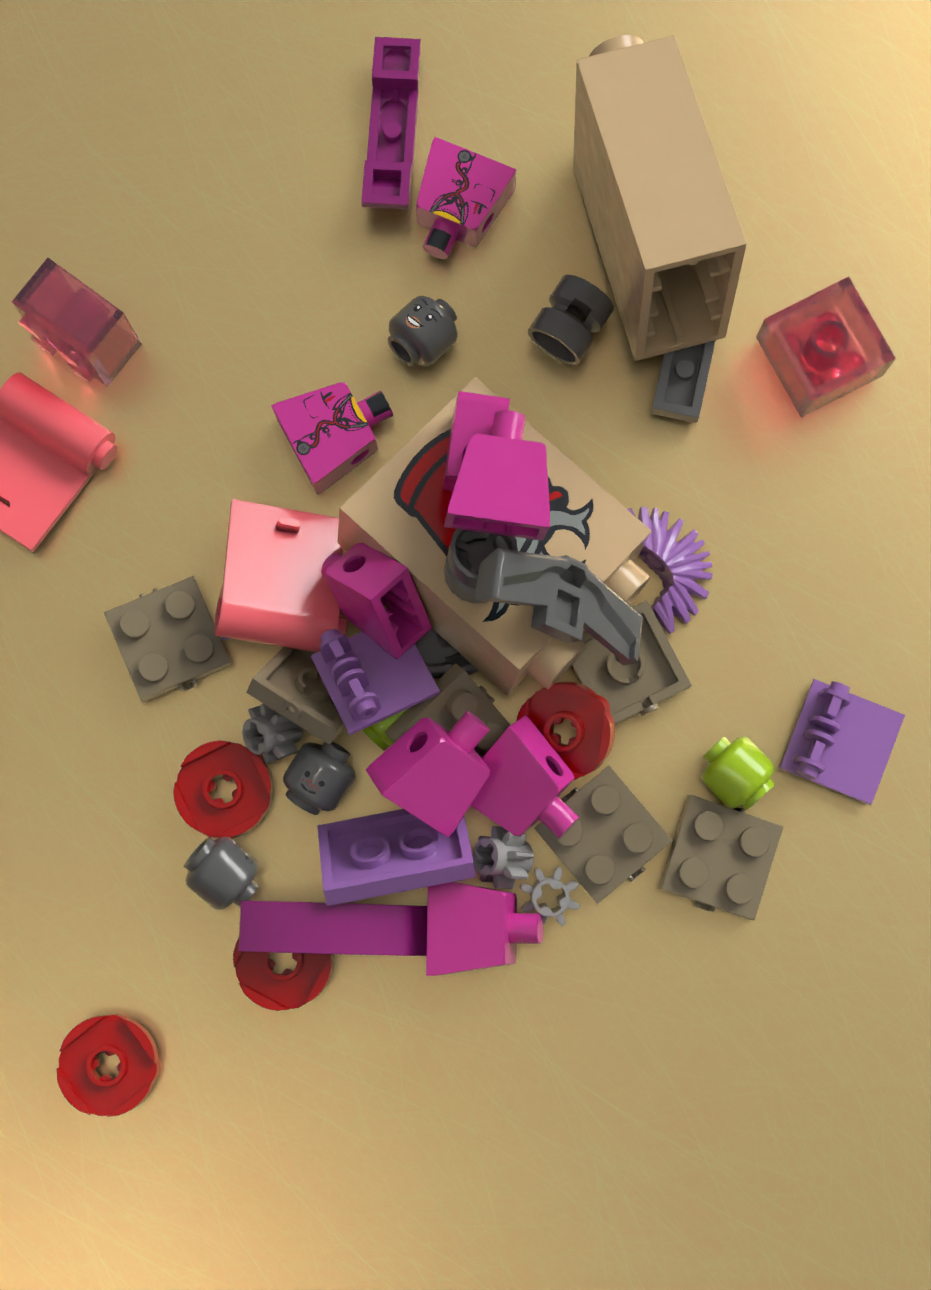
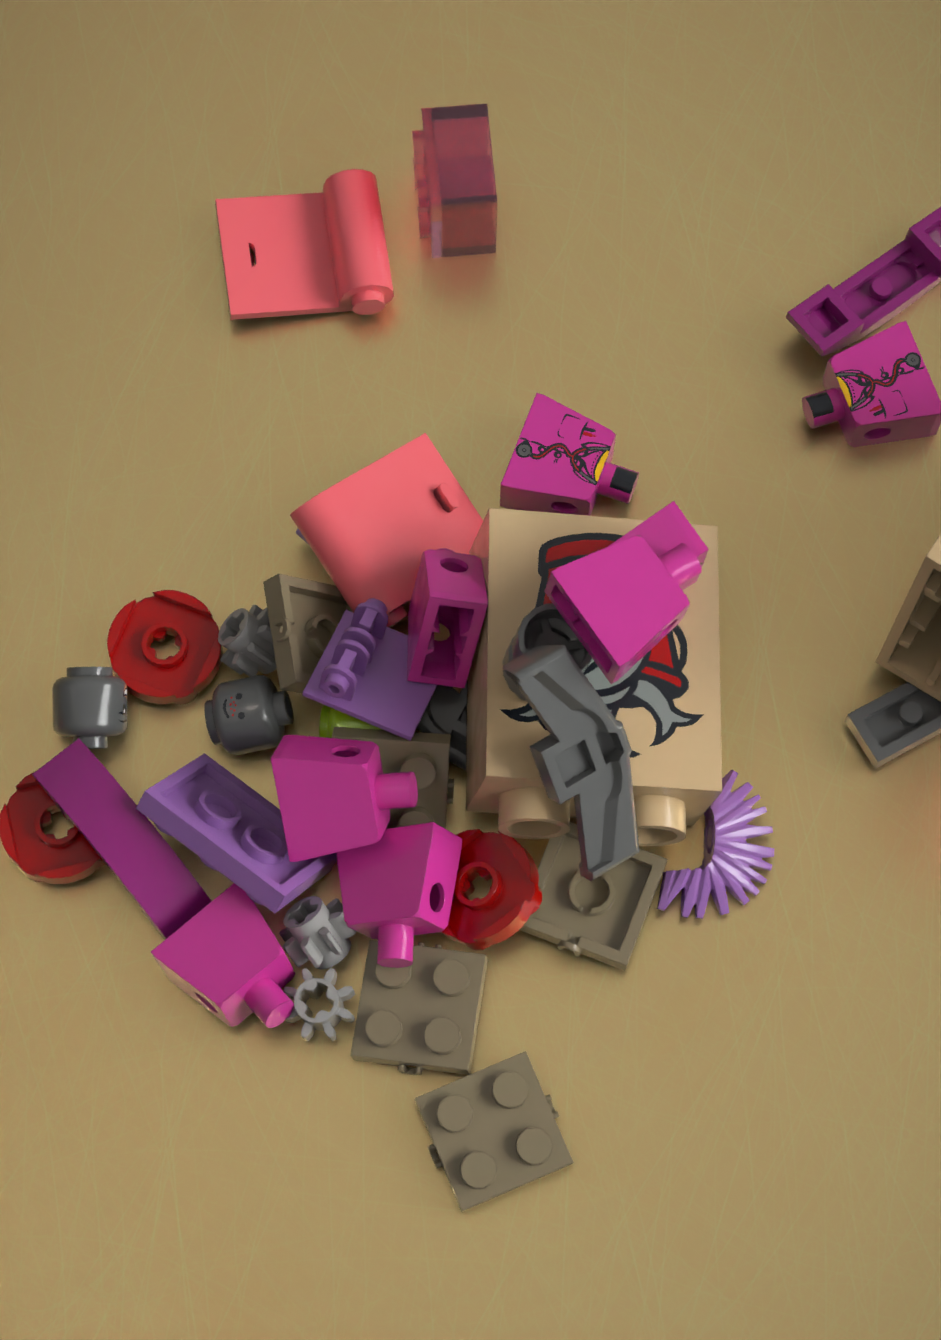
camera: 45 degrees right, 10 degrees down
(167, 639) = (253, 489): dark tan plate -> none
(422, 331) = (726, 462): dark grey head -> none
(575, 313) = (839, 580): dark grey wheel -> none
(737, 772) = (584, 1075): lime head -> none
(842, 741) = (703, 1151): medium lavender hinge -> none

